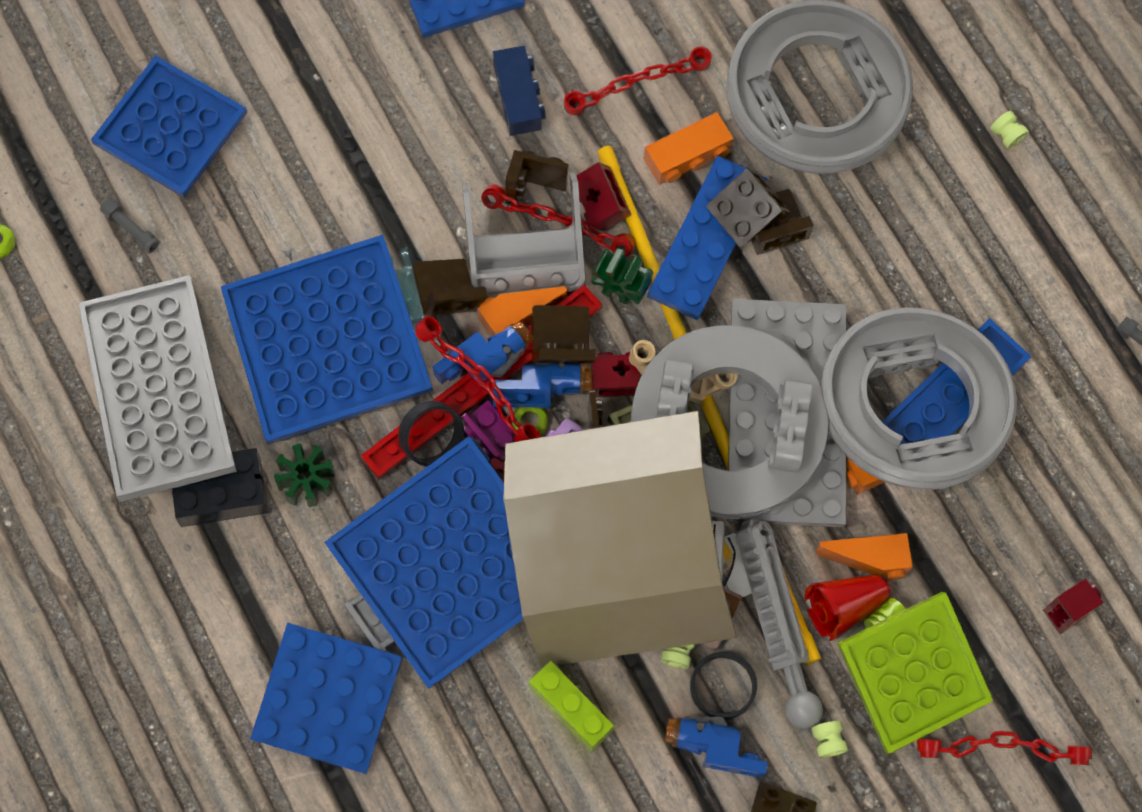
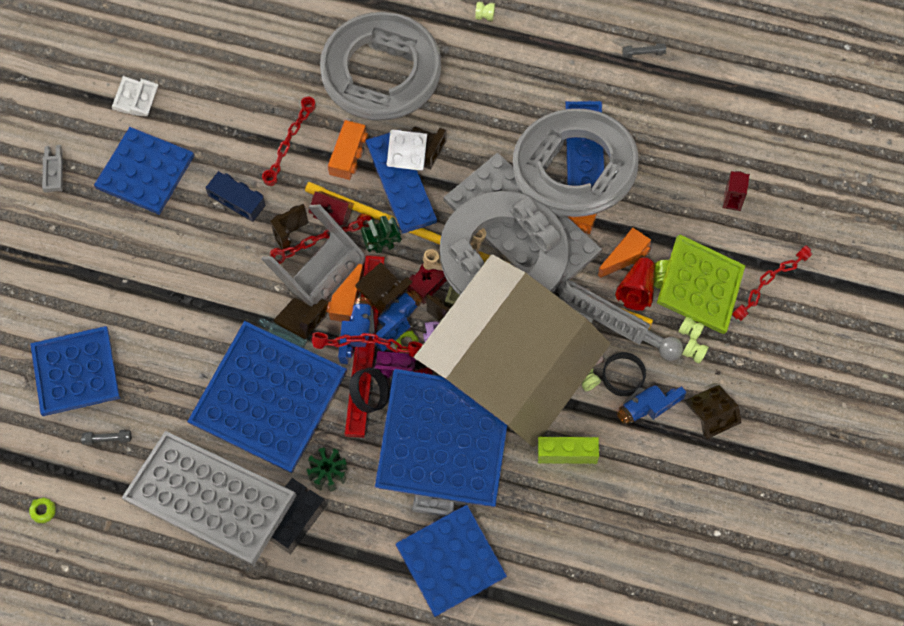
camera: 40 degrees left, 5 degrees down
(852, 710) = (686, 328): none -> yellowish green wheel

